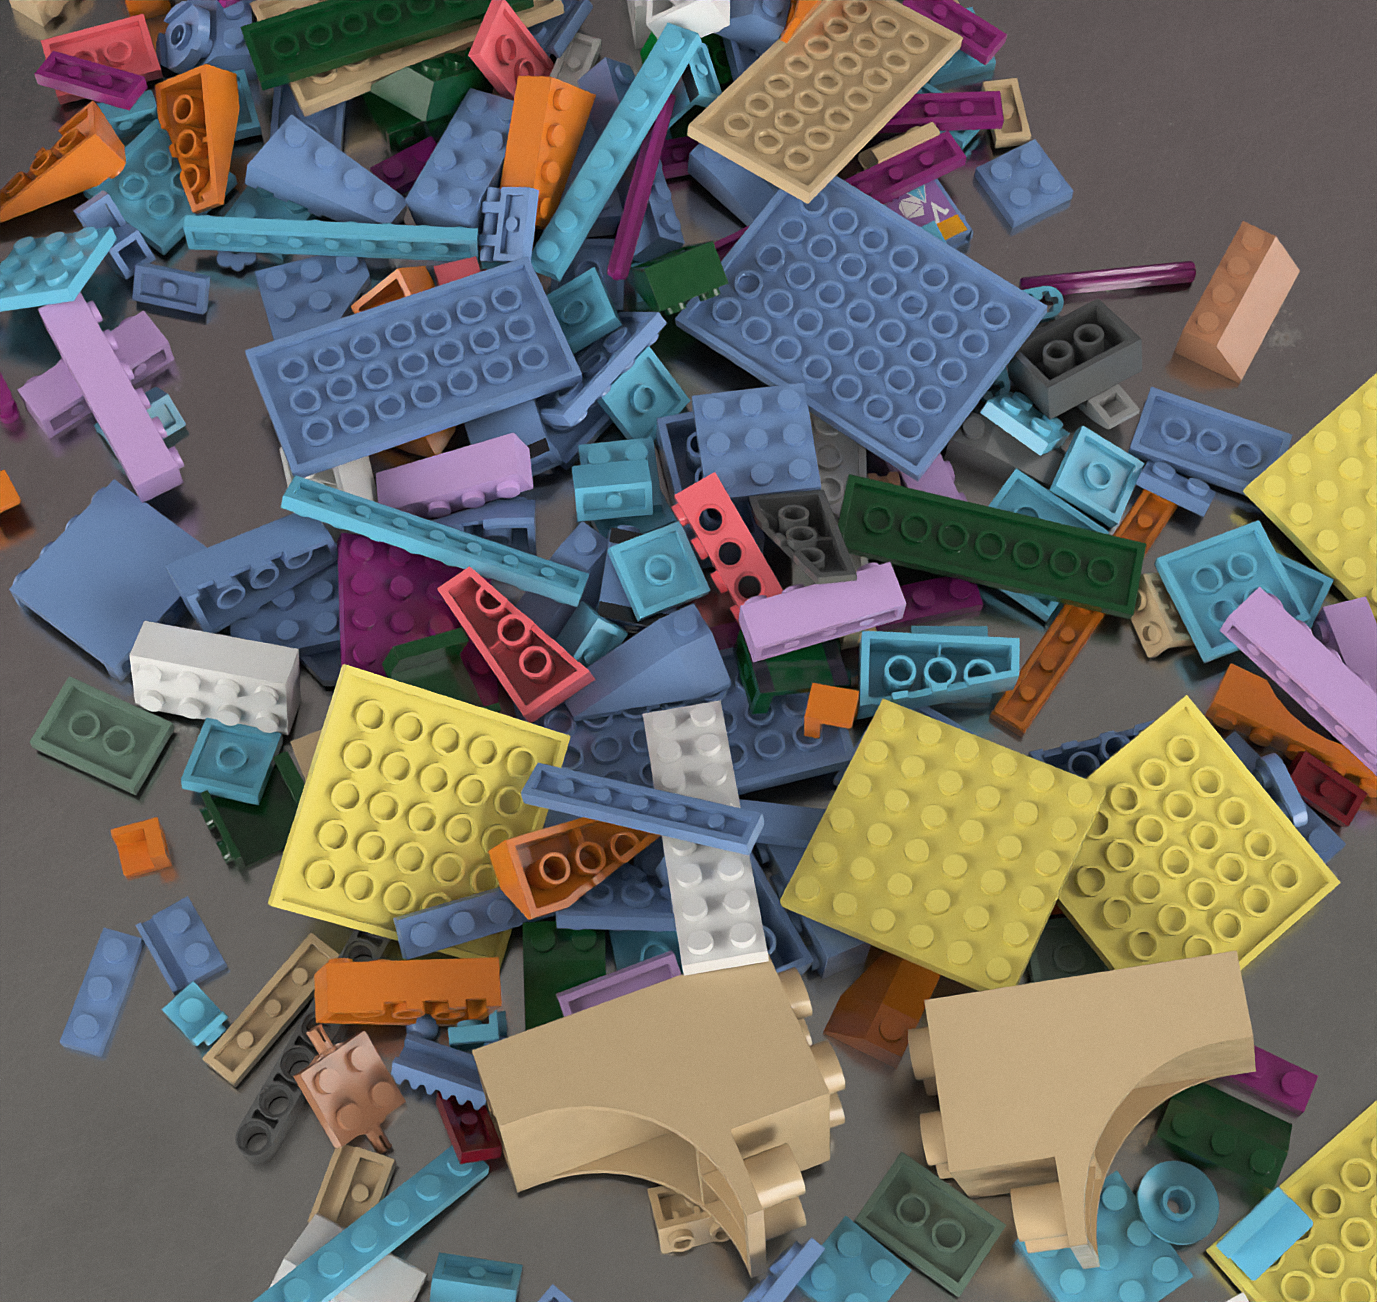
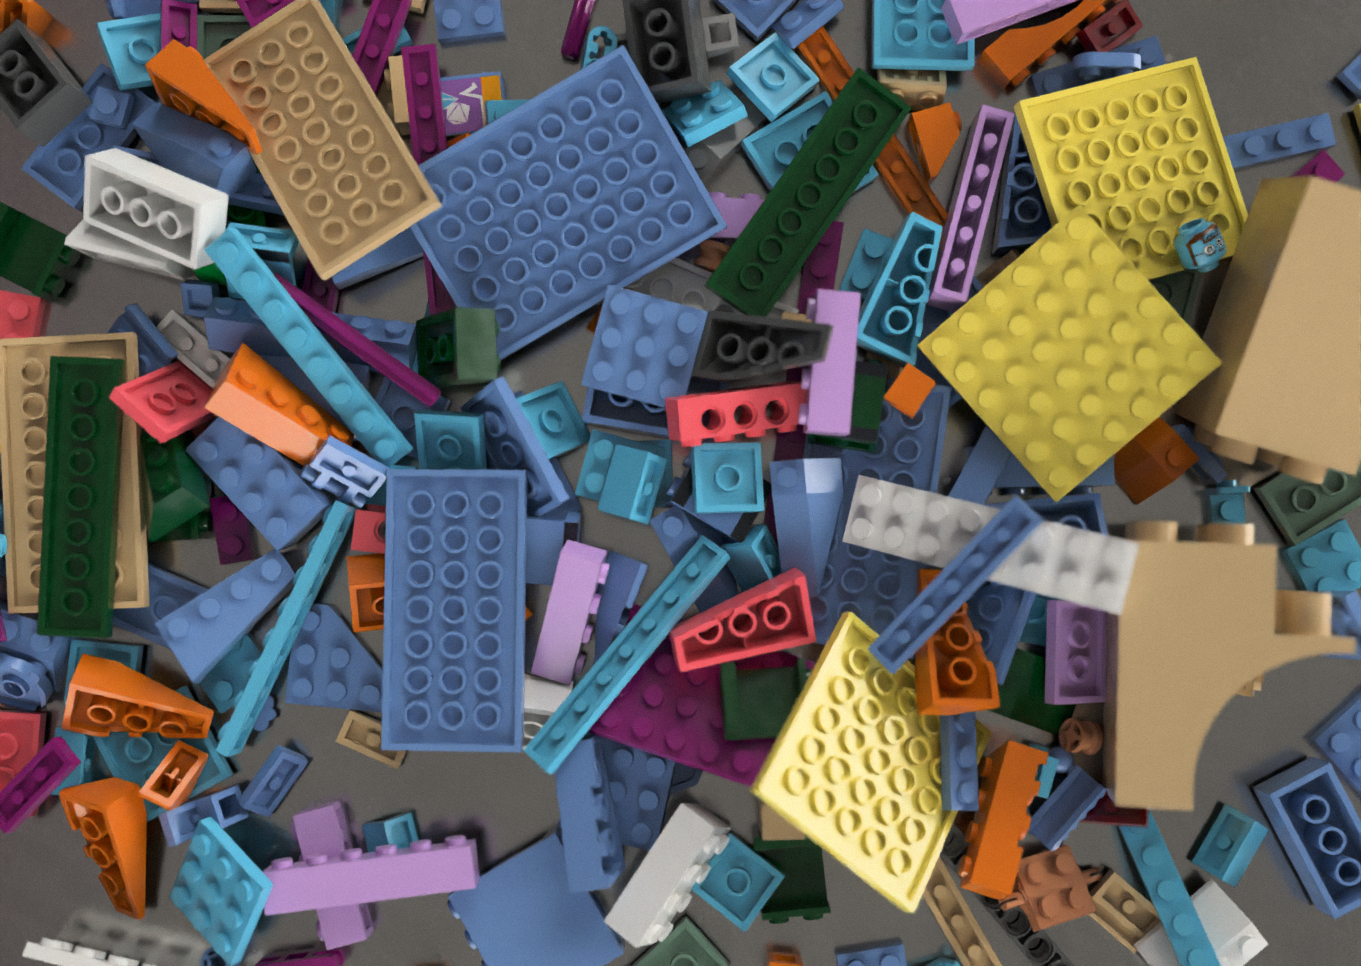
camera: 65 degrees left, 20 degrees up
(144, 195) = (175, 776): none -> orange slope
(240, 377) = (364, 736): none -> tan plate
(626, 52) = (198, 296): none -> medium blue plate
(868, 1128) = (1226, 503): none -> medium azure bracket
(902, 1083) = (1209, 465): none -> medium blue plate
(1055, 707) = (969, 208): none -> lavender brick
(1115, 658) = (933, 137): none -> orange slope
(1131, 944) = (1199, 245): none -> medium azure head
(1298, 1021) = (1280, 141): none -> medium blue plate

